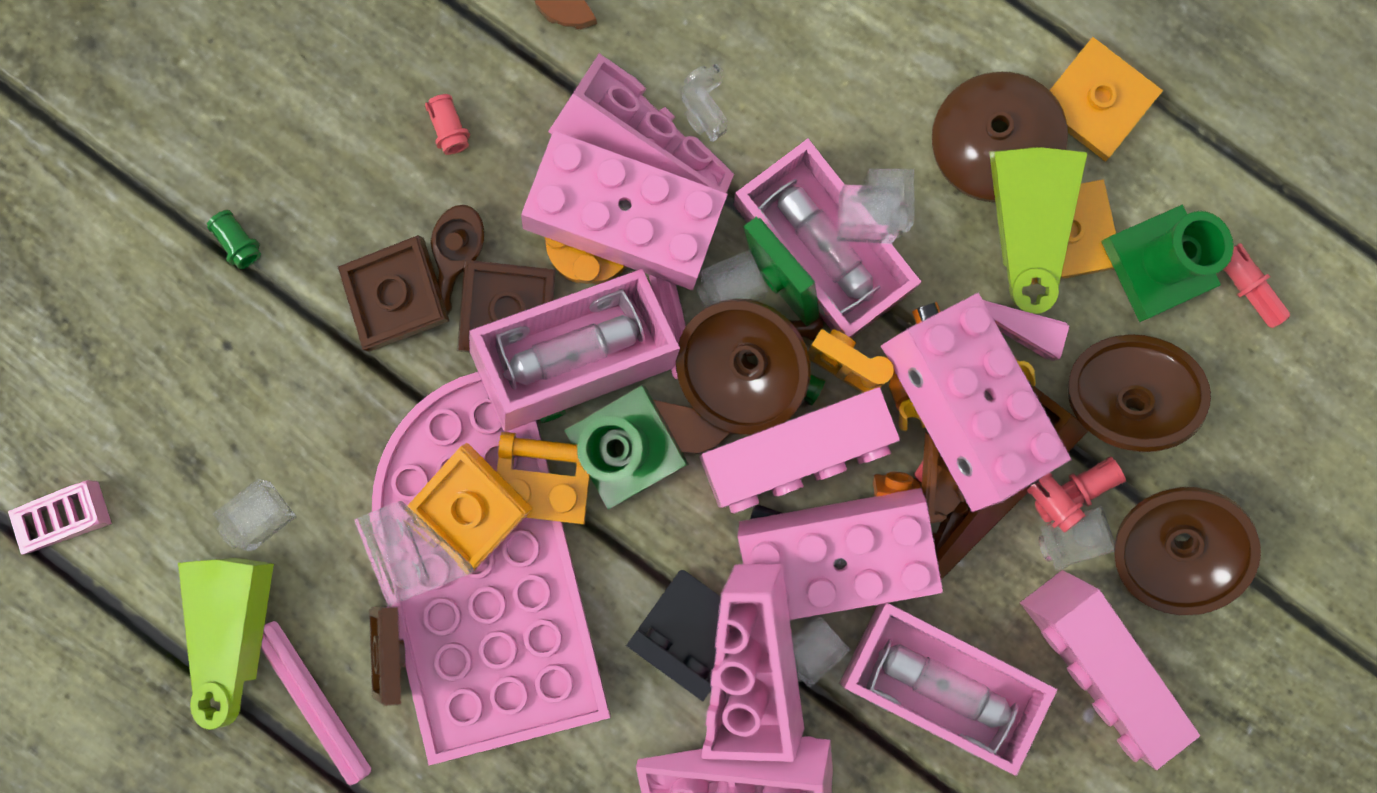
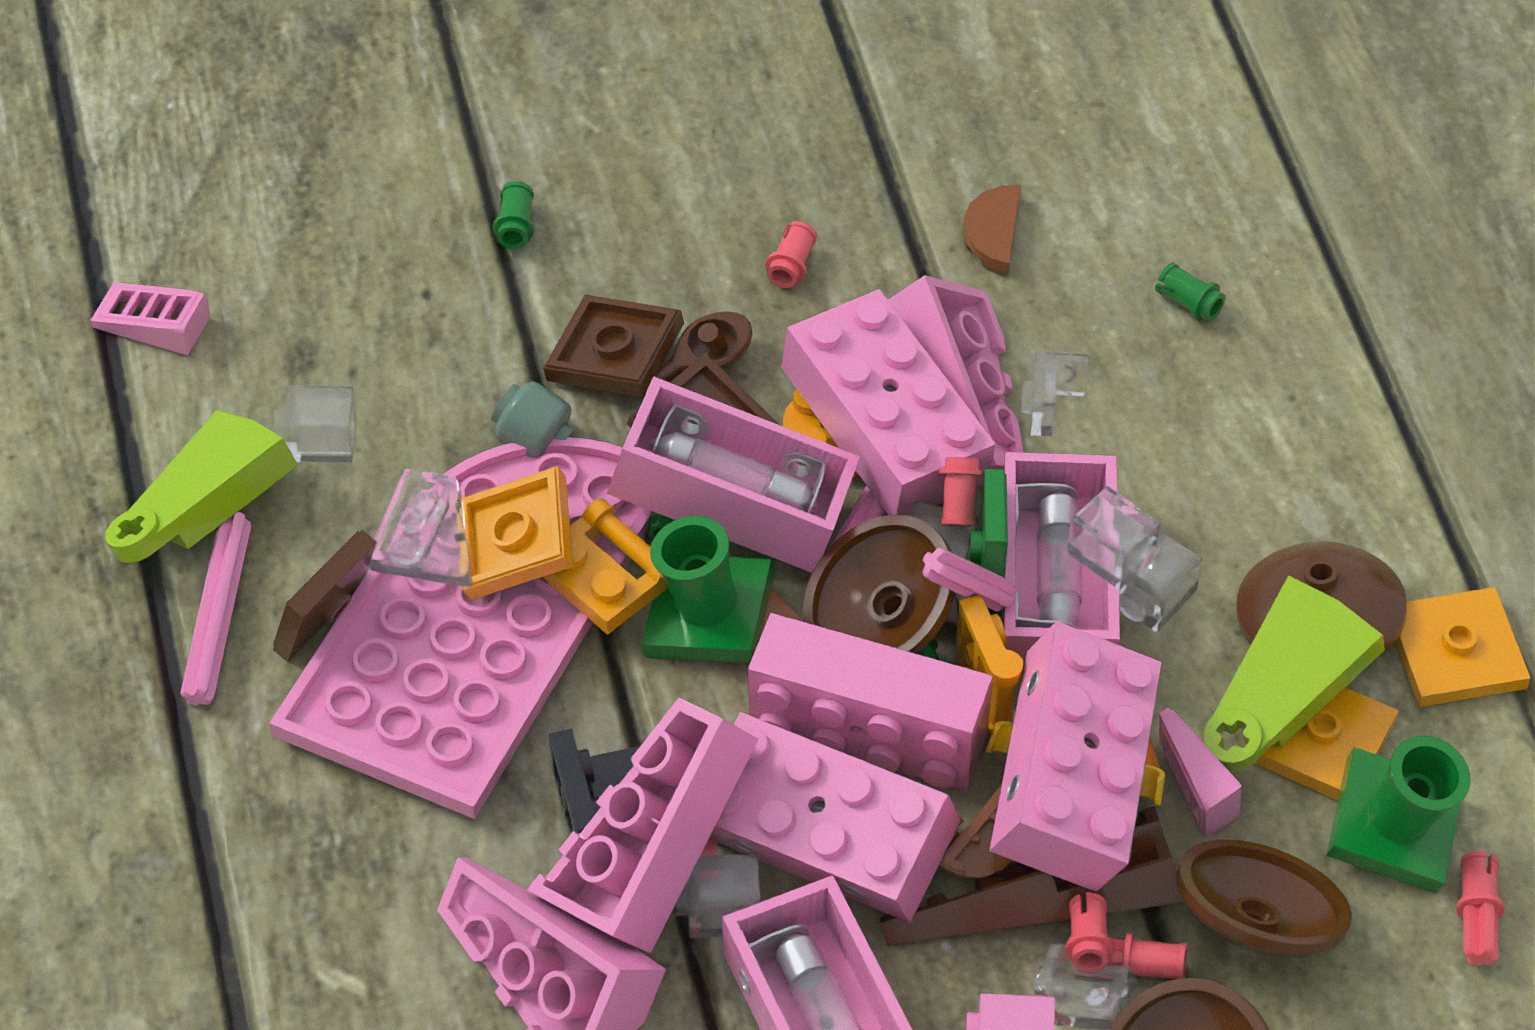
camera: 40 degrees right, 30 degrees down
(393, 399) = (532, 418): none -> sand green head
(730, 242) = (960, 491): none -> coral pin
(808, 327) = (968, 579): none -> bright pink axle

